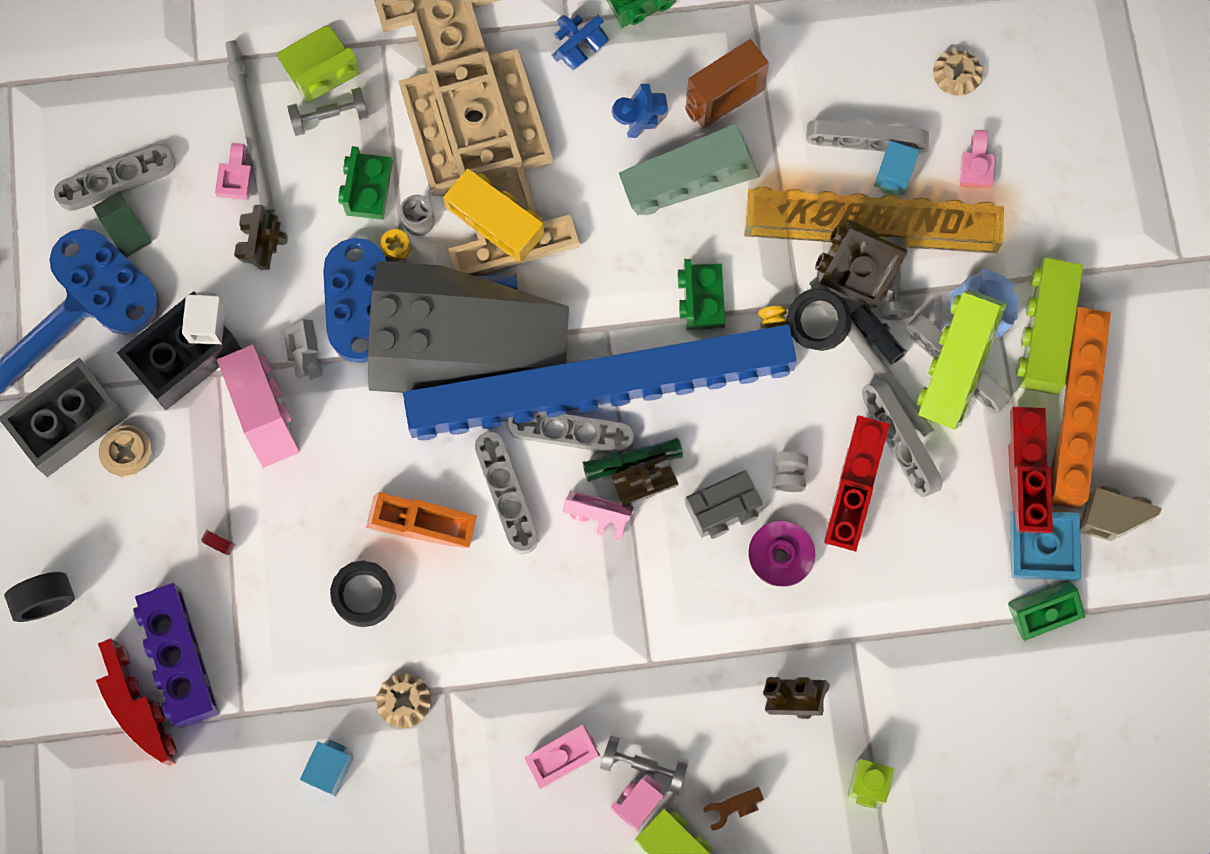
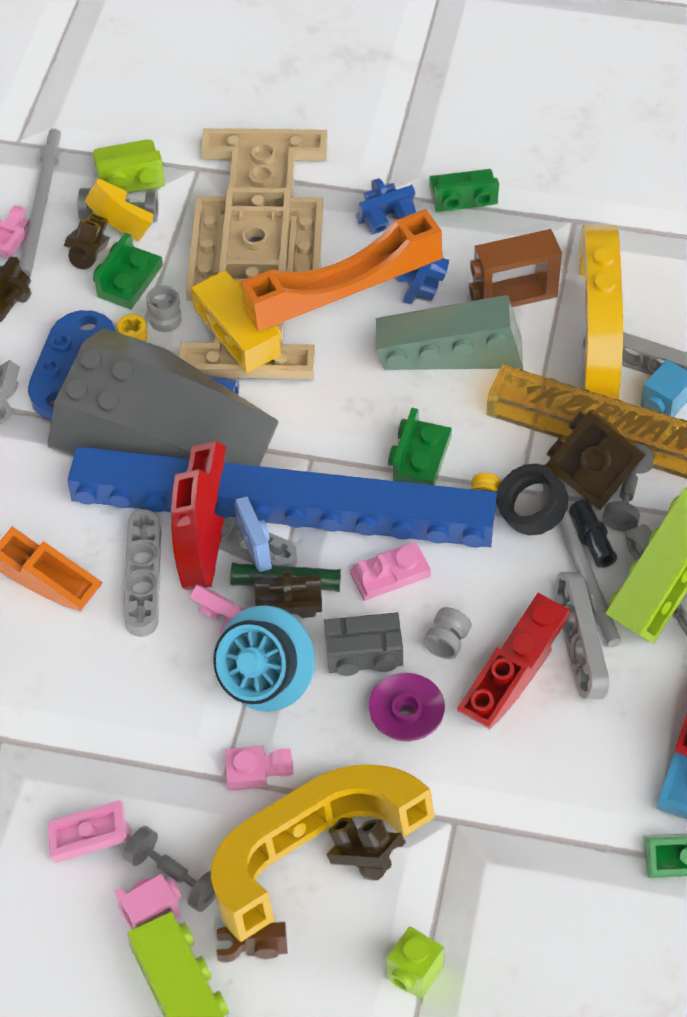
camera: 20 degrees right, 20 degrees down
(318, 162) = (87, 241): none -> dark brown hips
(326, 120) = (110, 203): none -> yellow slope
(536, 430) = (193, 523): none -> red slope
(547, 182) = (400, 249): none -> orange arch
(596, 433) = (254, 534): none -> light blue plate
(650, 552) = (264, 658): none -> medium azure piece
(670, 649) = (251, 766): none -> bright pink plate
(718, 423) = (390, 571): none -> bright pink plate
(732, 683) = (299, 817): none -> yellow arch
(835, 151) = (604, 308): none -> yellow arch

